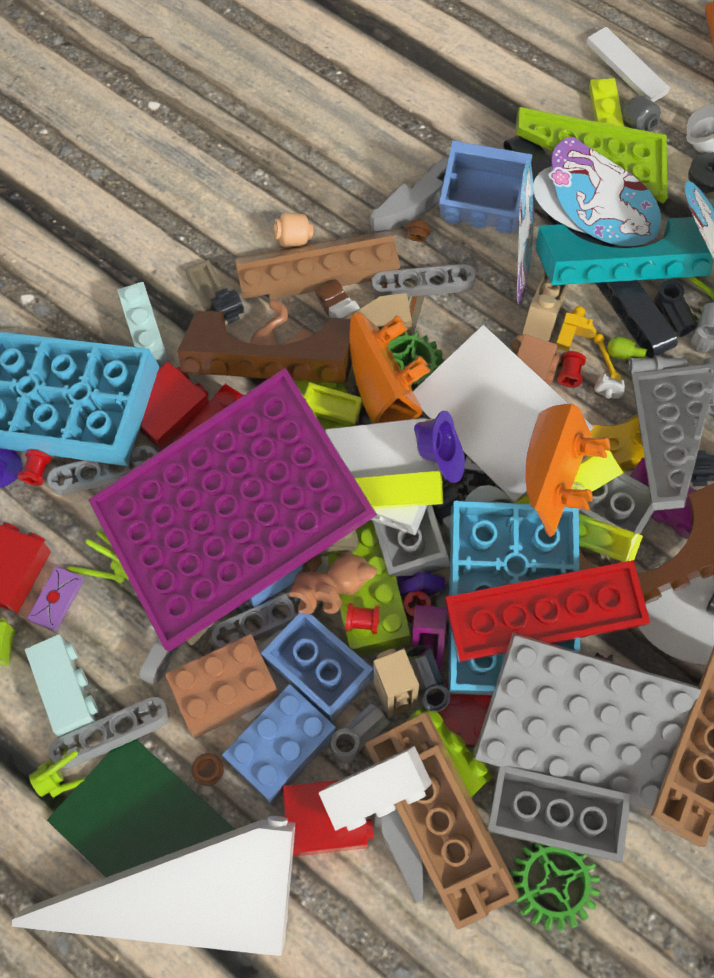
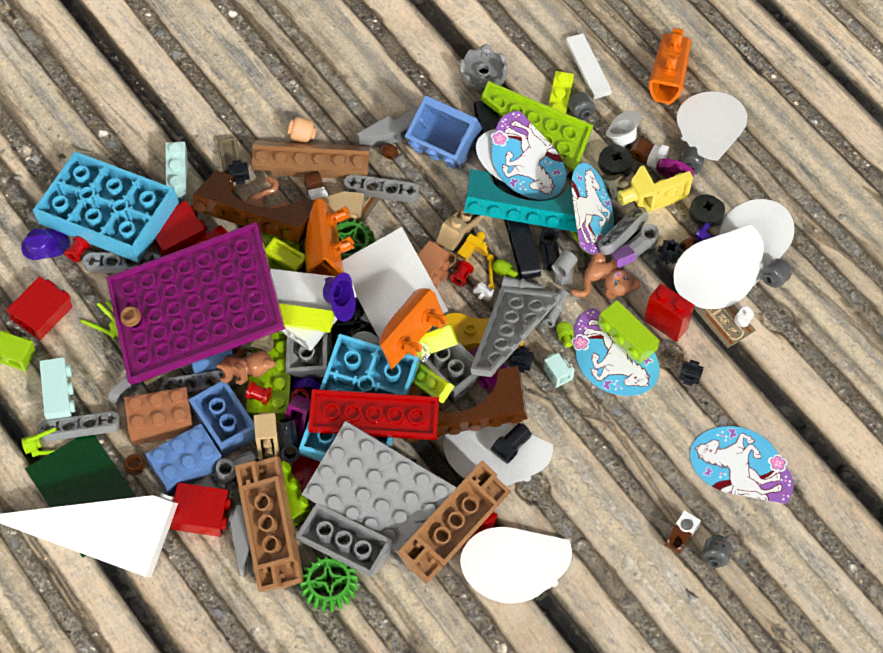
camera: 10 degrees right, 5 degrees down
(55, 599) = (67, 337): medium lavender tile -> none
(141, 550) = (130, 316): none -> medium nougat plate
(376, 789) = (232, 492): white brick -> none
(498, 86) = (484, 59): none -> light grey plate
(526, 223) = (457, 170): sticker -> none

